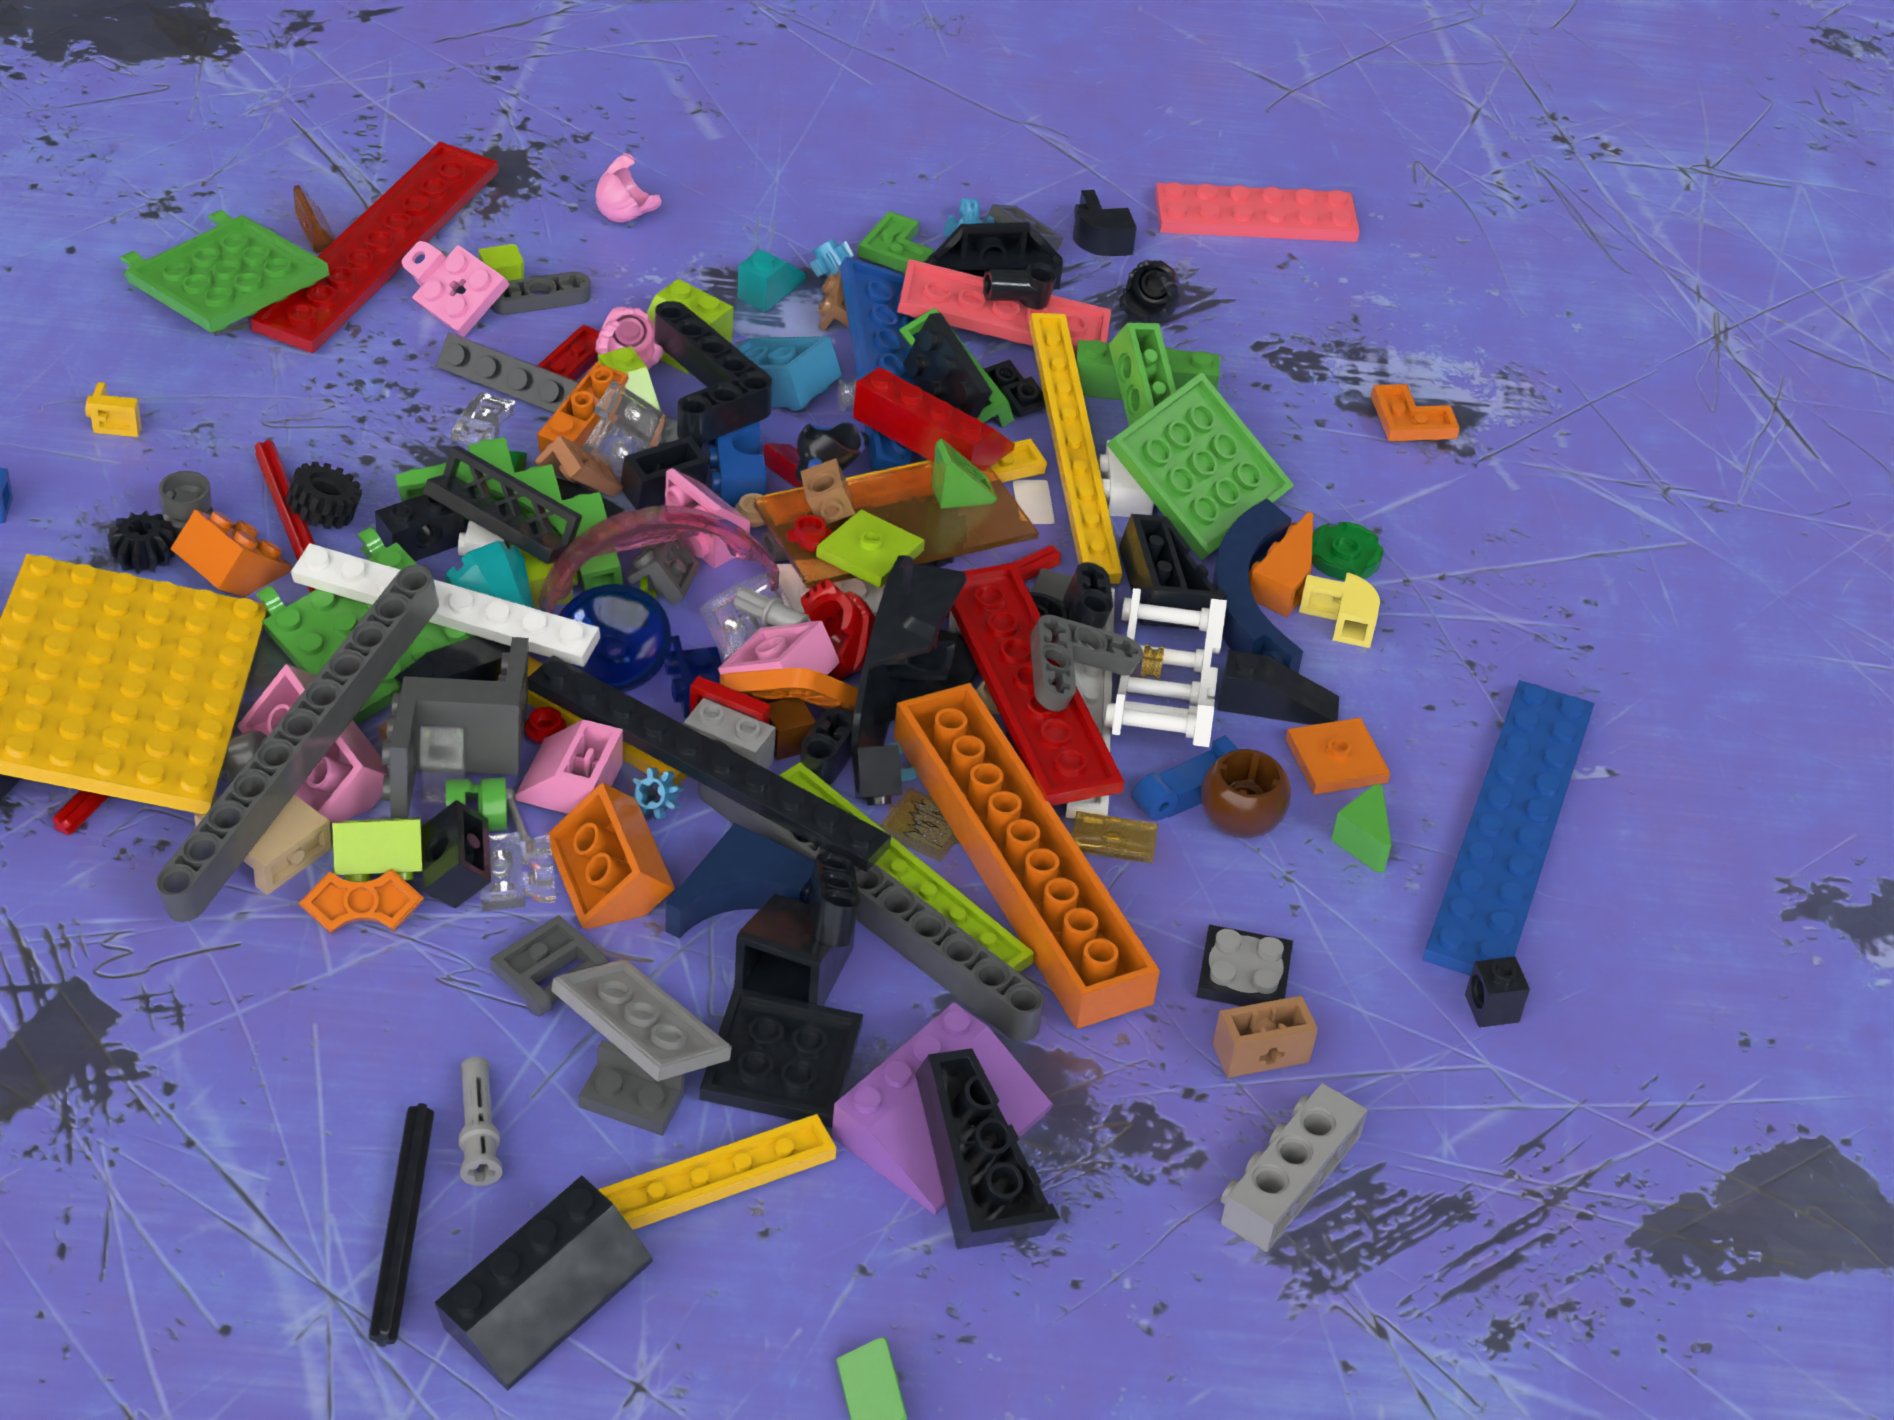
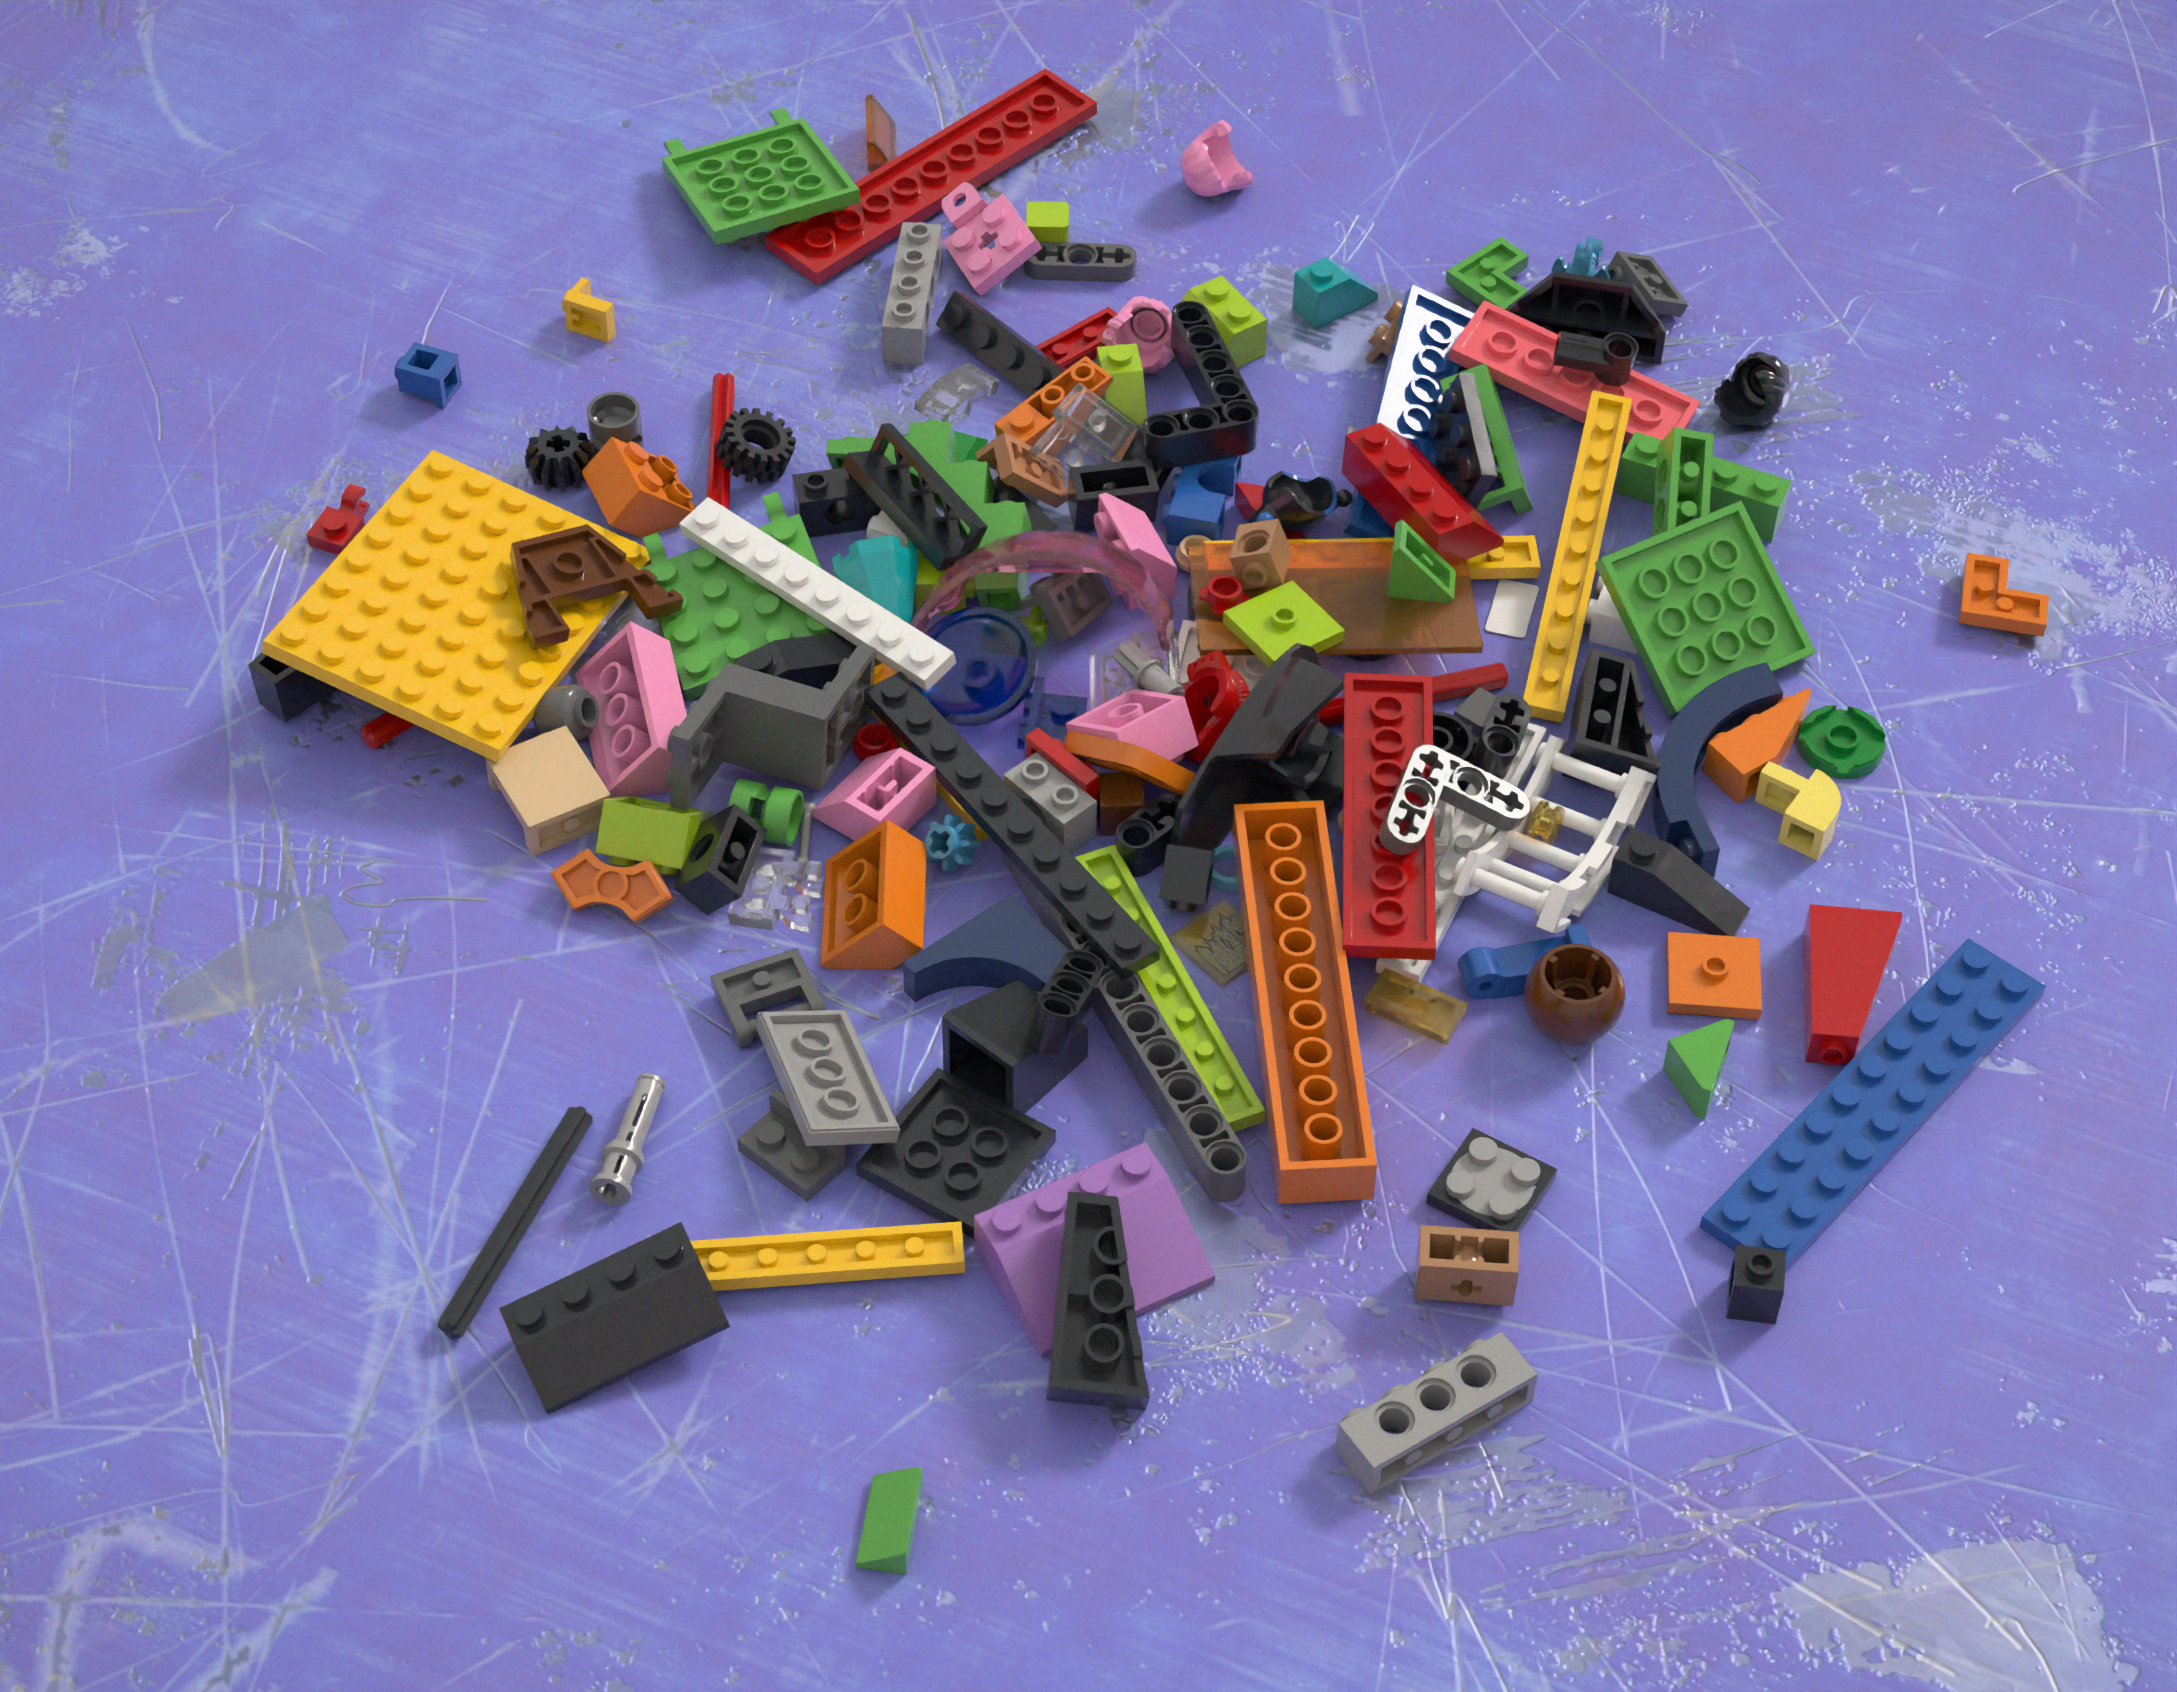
camera: 25 degrees right, 5 degrees up
(213, 628) = (573, 569): none -> reddish brown wing
(296, 745) = (604, 706): dark grey beam -> none
(407, 343) = (912, 293): none -> light grey brick
(440, 759) = (744, 754): clear slope -> none
(797, 367) = (1301, 400): dark azure slope -> none
(829, 257) = (1405, 276): dark azure gear -> none
(1022, 394) = (1545, 471): black slope -> none
(1103, 230) = (1738, 304): black brick -> none
(1256, 212) = (1937, 315): coral plate -> none
(1441, 733) = (1843, 971): none -> red slope

